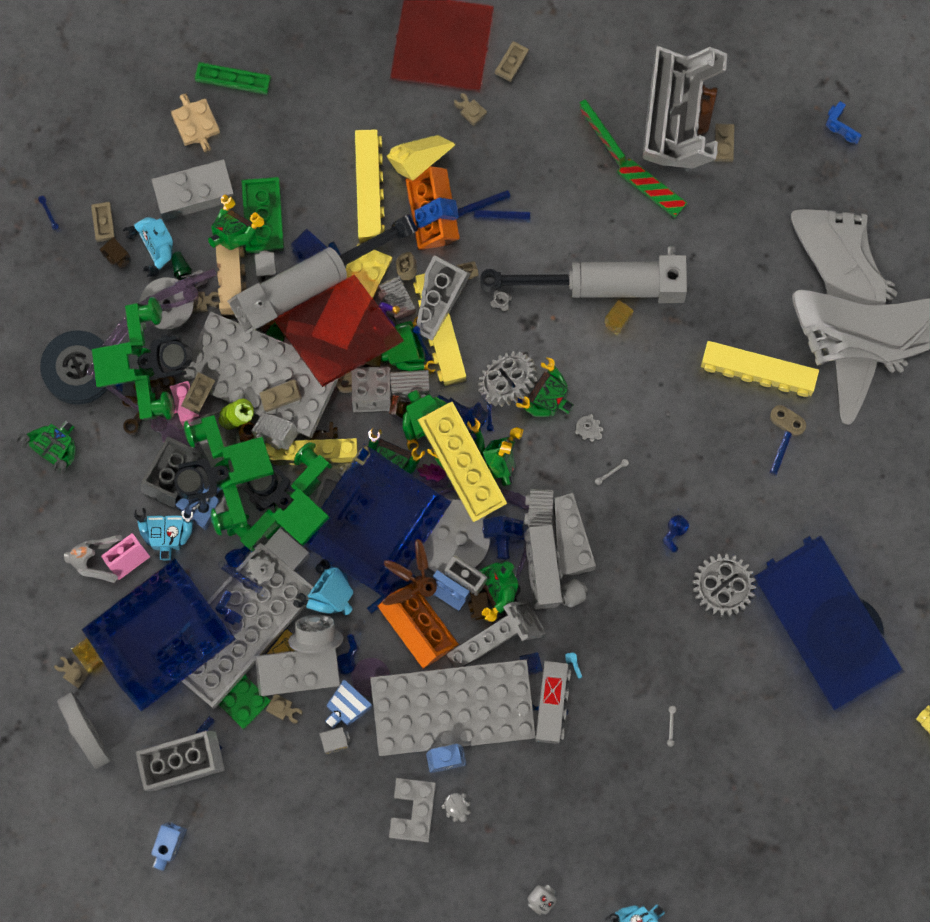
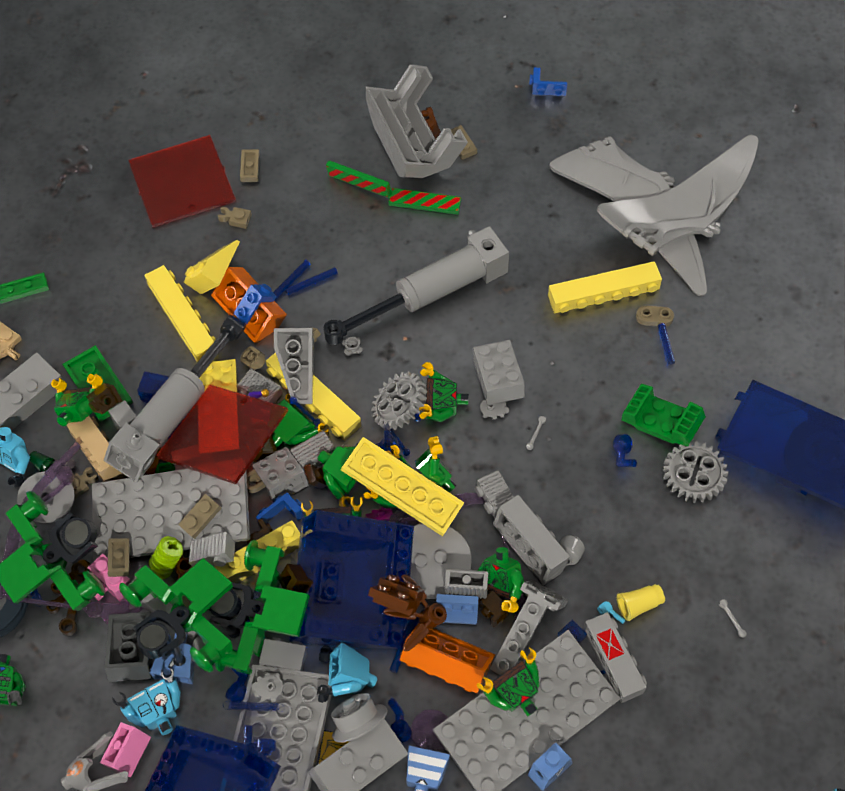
camera: 30 degrees left, 15 degrees down
(255, 241) = (103, 392): none -> dark brown brick
(327, 495) = (295, 579): none -> dark brown brick
(356, 415) = (278, 505): none -> blue bracket
(401, 554) = (397, 594): none -> reddish brown brick
(452, 682) = (515, 686): none -> torso
(503, 531) = (475, 528): clear blue brick -> none
(571, 538) = (551, 509): light grey wedge -> none
(603, 669) = (639, 601): none -> light yellow plant
(611, 399) = (498, 372): none -> light grey brick
(618, 317) = (461, 307): clear yellow brick -> none
(728, 521) = (662, 417): none -> green plate

